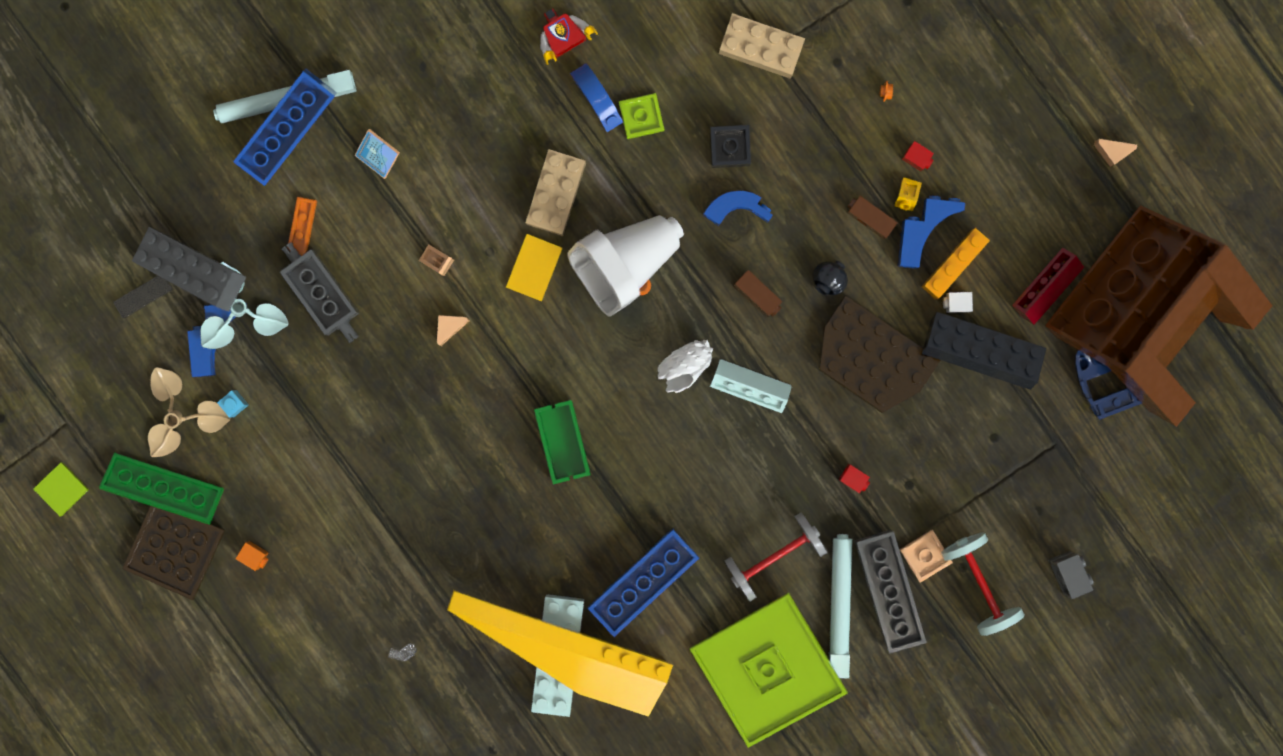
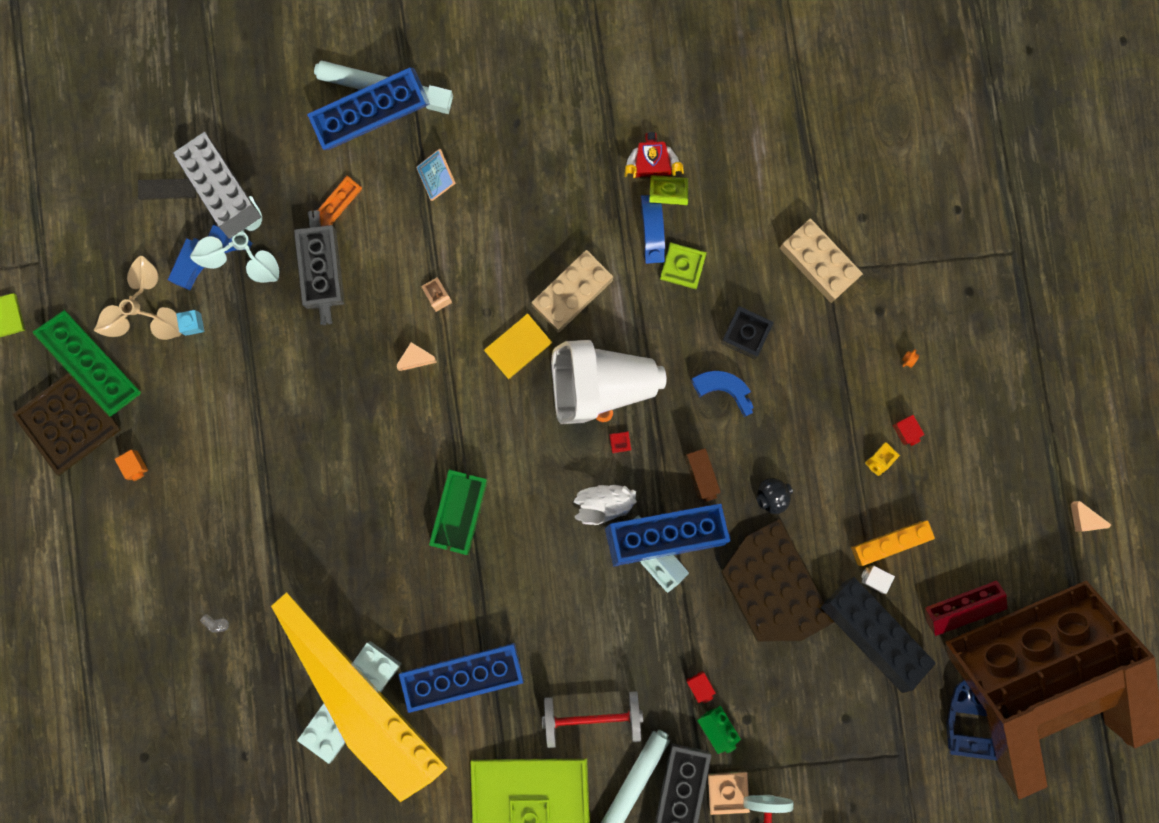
camera: 30 degrees right, 5 degrees down
(592, 55) = (668, 190): none -> lime tile
(670, 303) = (620, 442): none -> red tile
(755, 363) = (667, 534): none -> blue brick
(871, 217) = (839, 461): reddish brown brick -> none
(889, 507) = (719, 730): none -> green brick
(916, 232) = (871, 496): blue arch -> none

